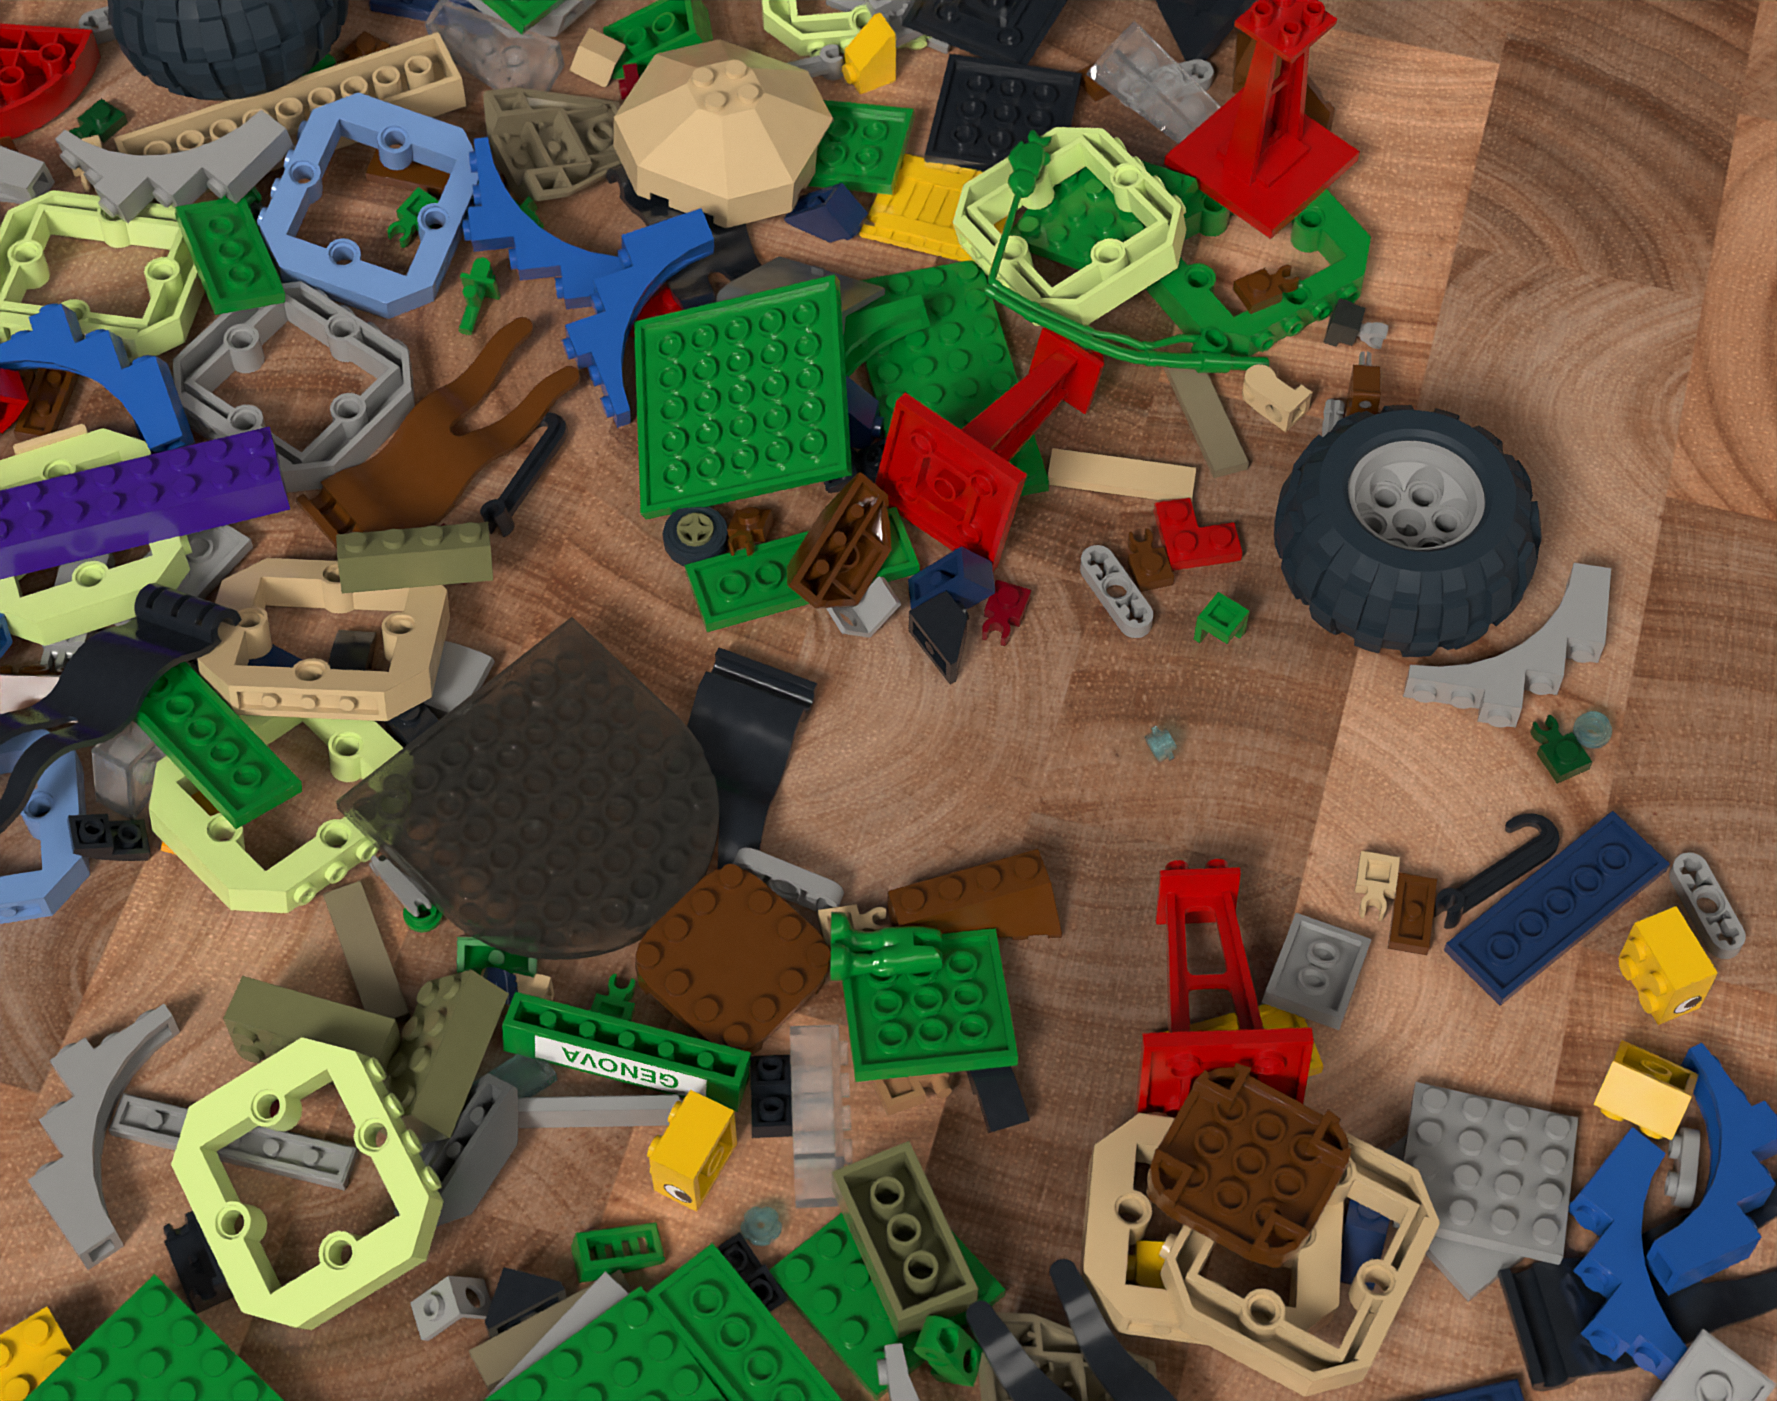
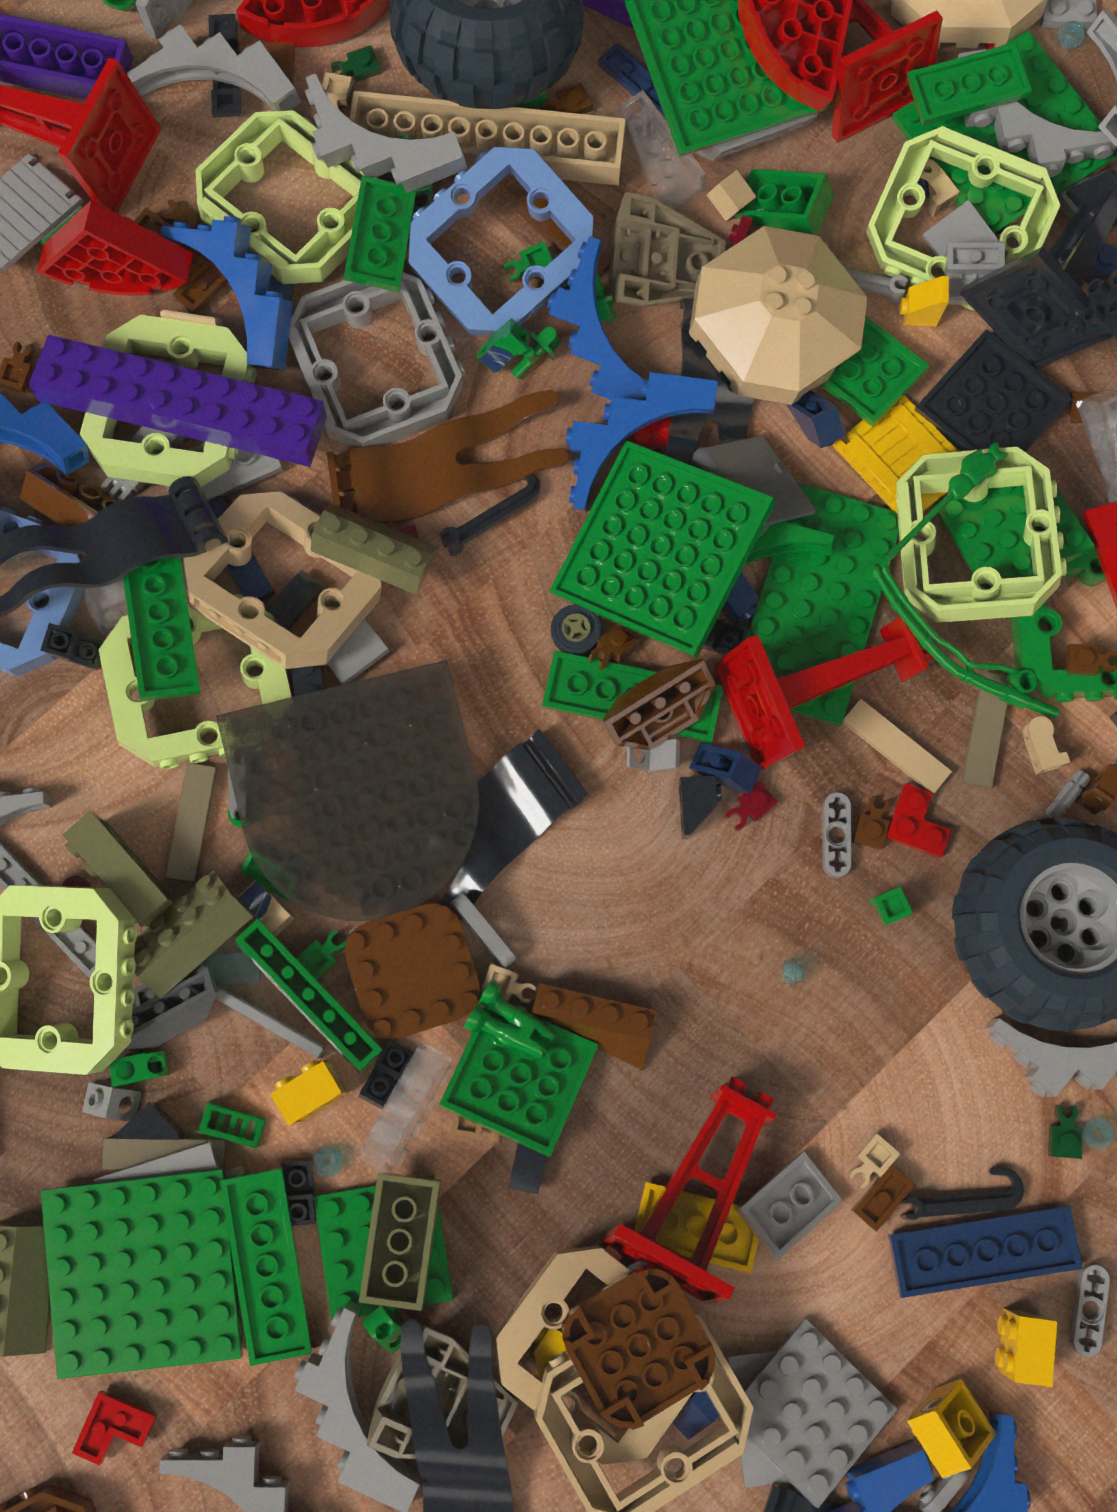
camera: 30 degrees right, 20 degrees up
(436, 302) = (503, 346): none -> green leg
(465, 1246) = (138, 1068): none -> green leg

